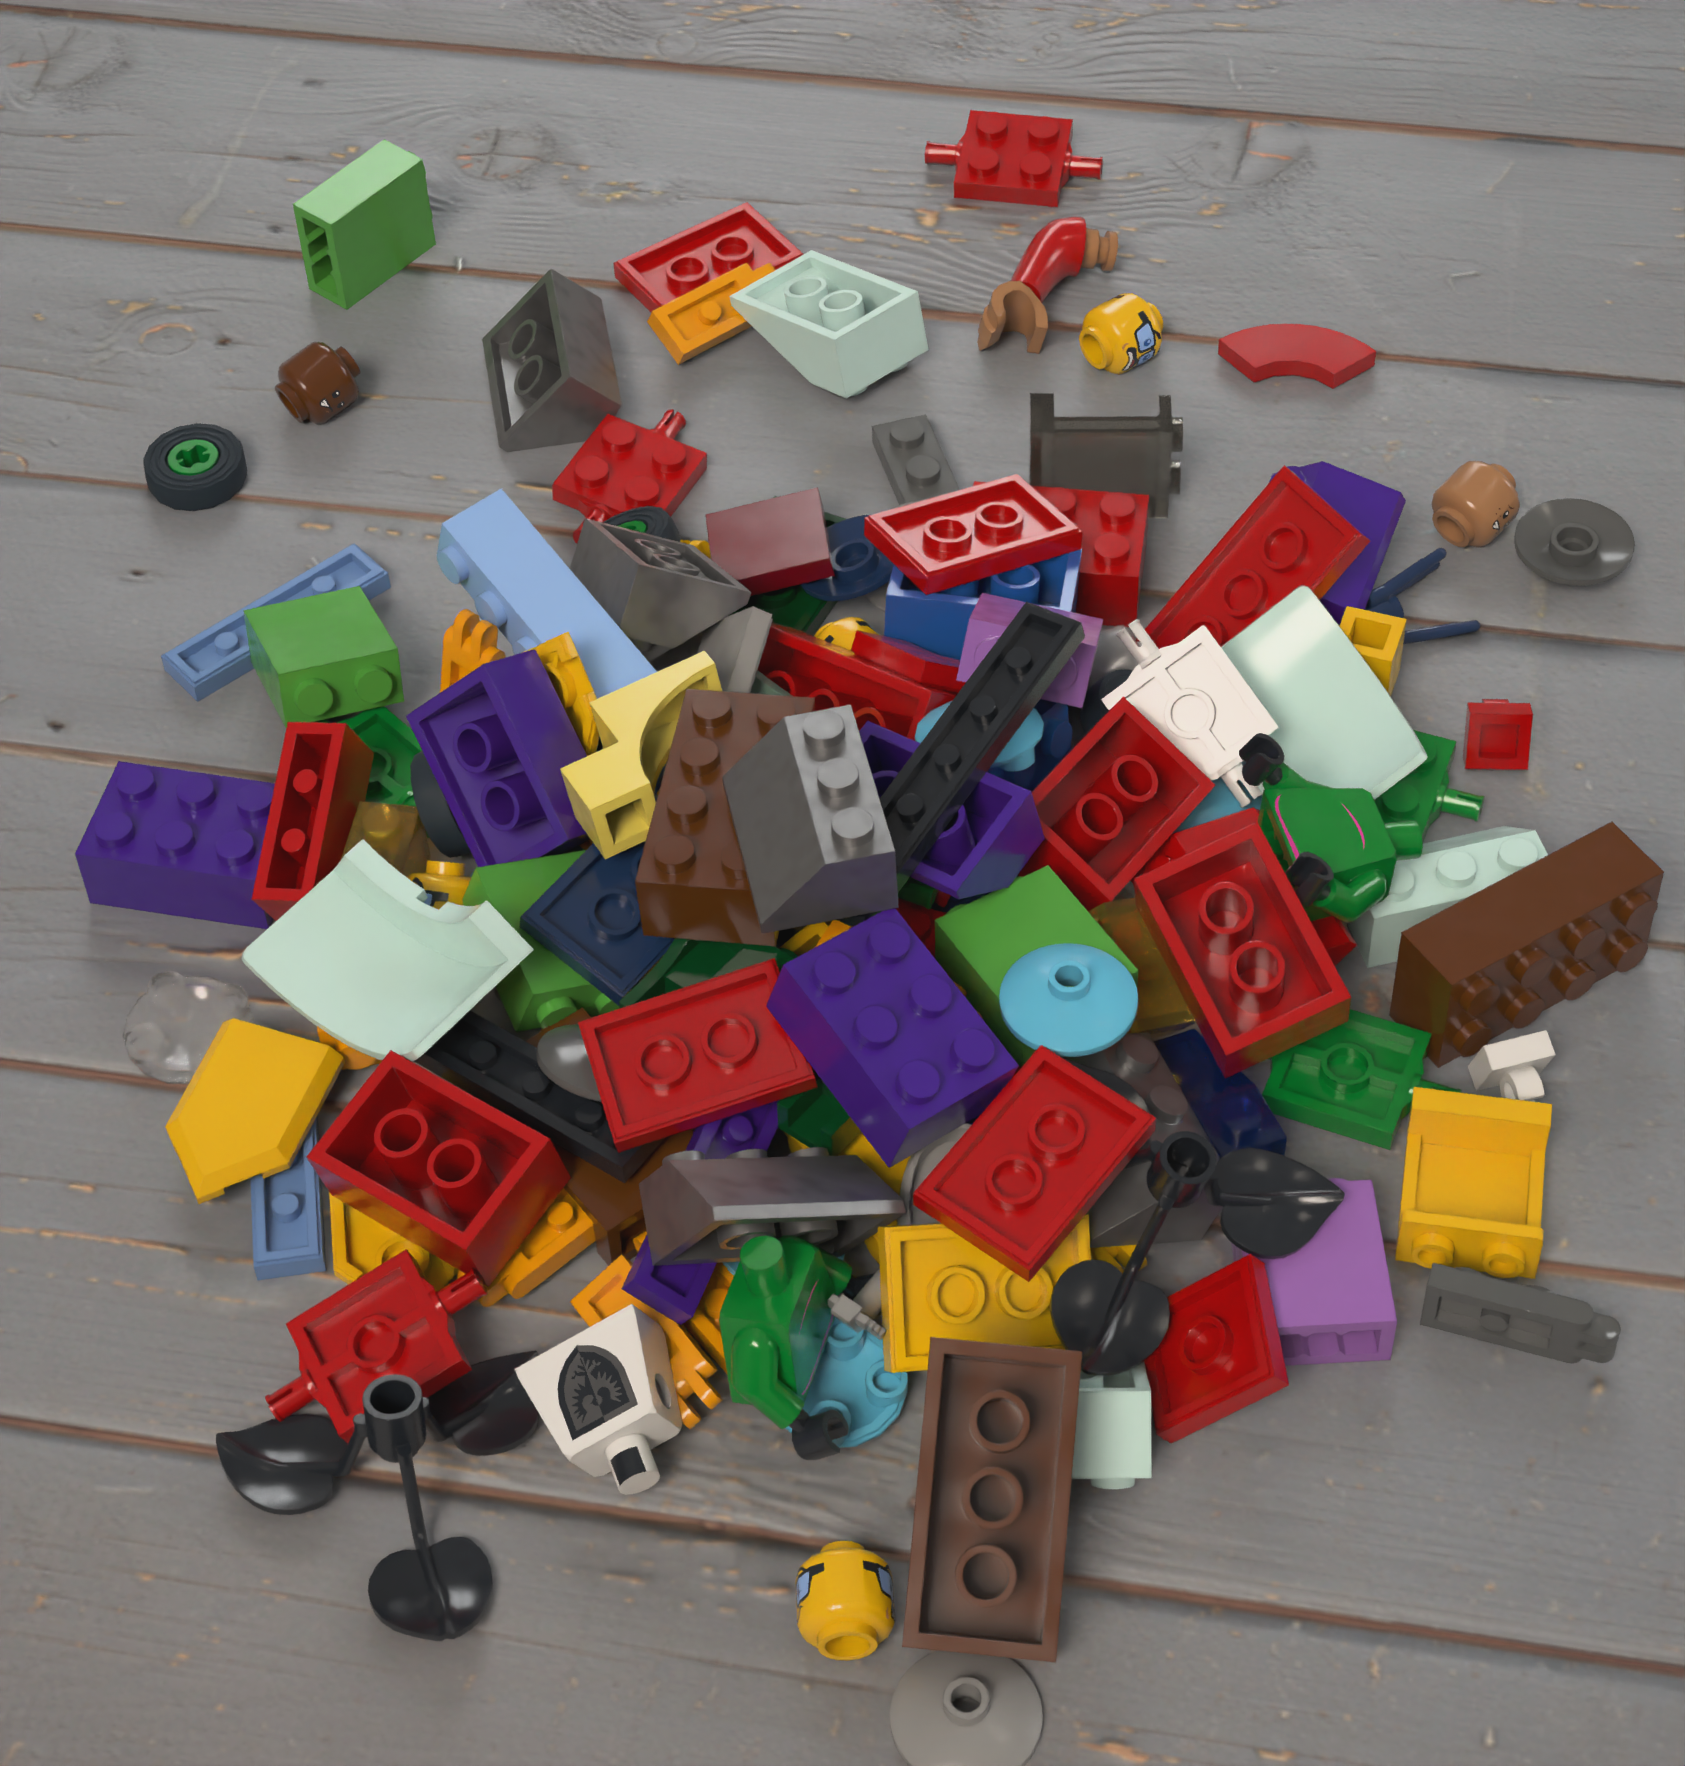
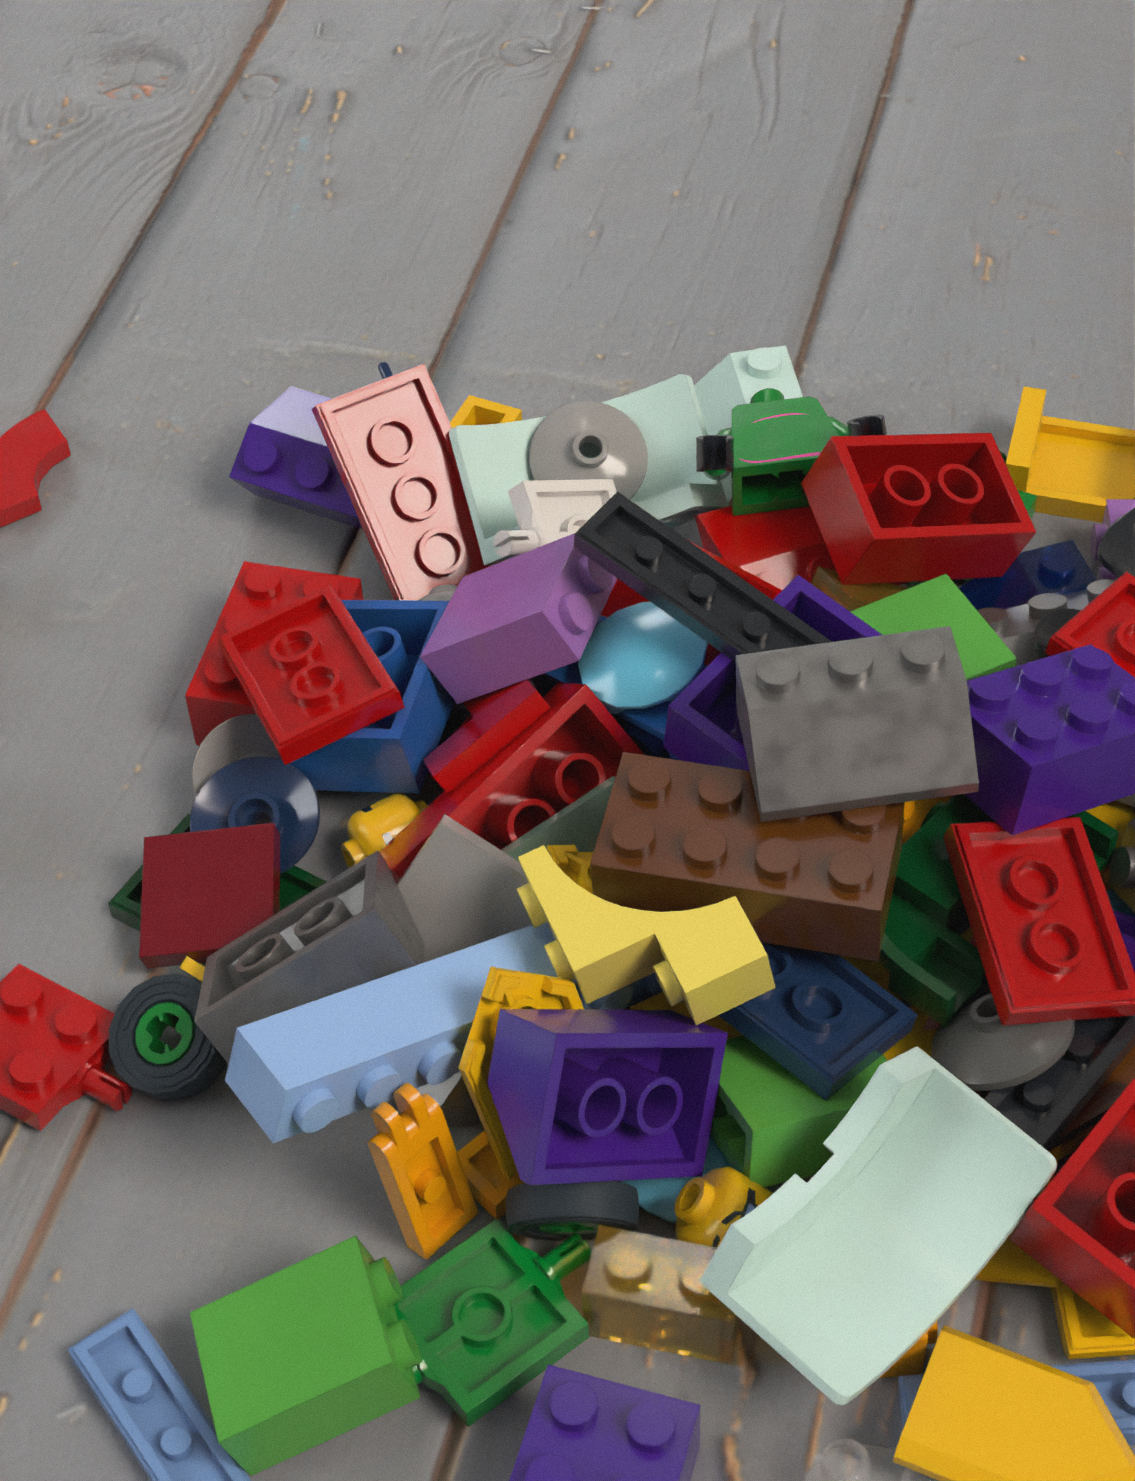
camera: 85 degrees left, 0 degrees up
(311, 811) = (613, 1335): red brick -> none
(913, 459) = (103, 778): dark grey hinge -> none
(1064, 1018) = (992, 618): medium azure dish -> none
(1107, 452) = (165, 631): clear smoke panel -> none
(1345, 736) = (557, 441): none -> light grey dish
(1475, 504) = (283, 358): medium nougat head -> none
(1497, 735) = (576, 378): red tile -> none
(1513, 1066) = (959, 410): white tile -> none
(1526, 943) = (848, 354): reddish brown brick -> none
(1574, 541) = (350, 309): dark grey dish -> none

